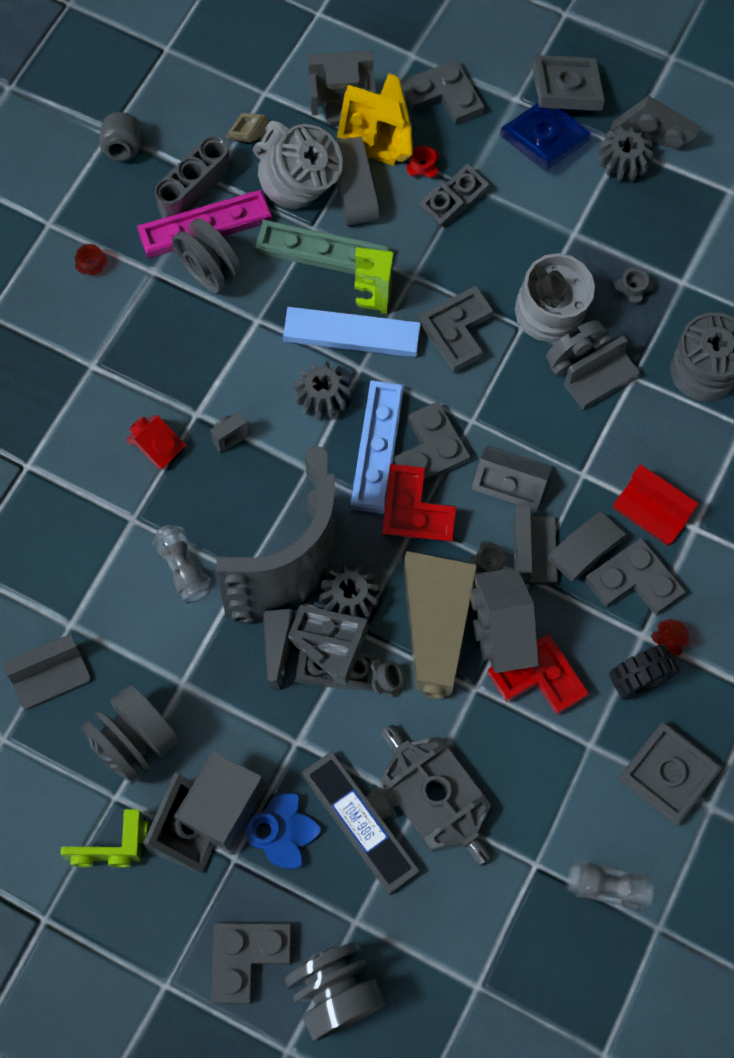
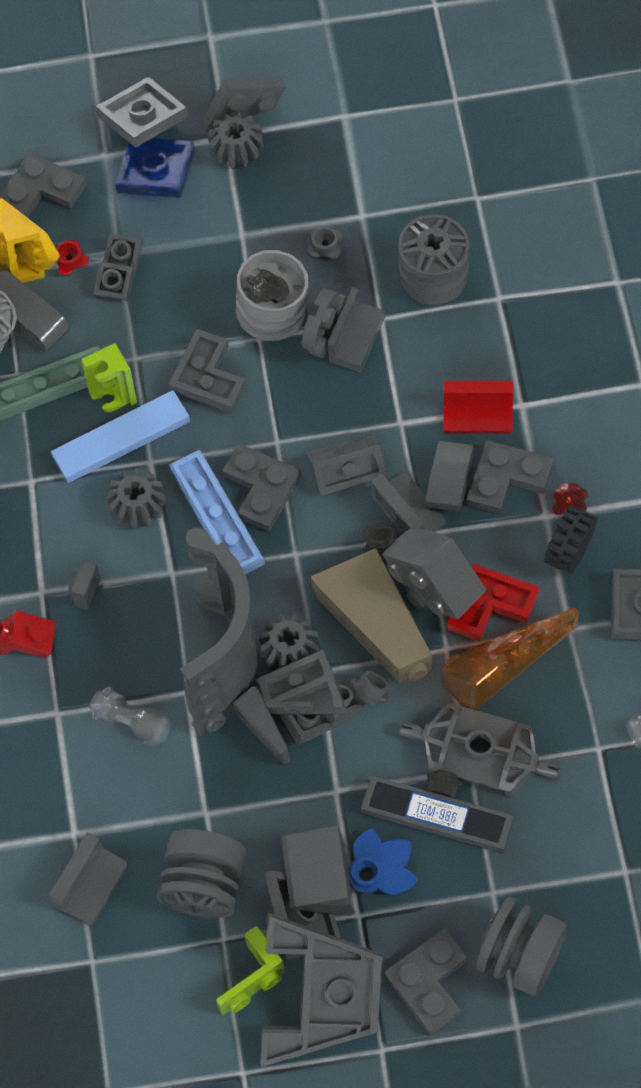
camera: 30 degrees left, 5 degrees down
(159, 913) = (336, 996): none -> dark grey wing
(405, 512) = (287, 549): red plate -> none
(501, 731) = (495, 663): none -> clear orange wedge

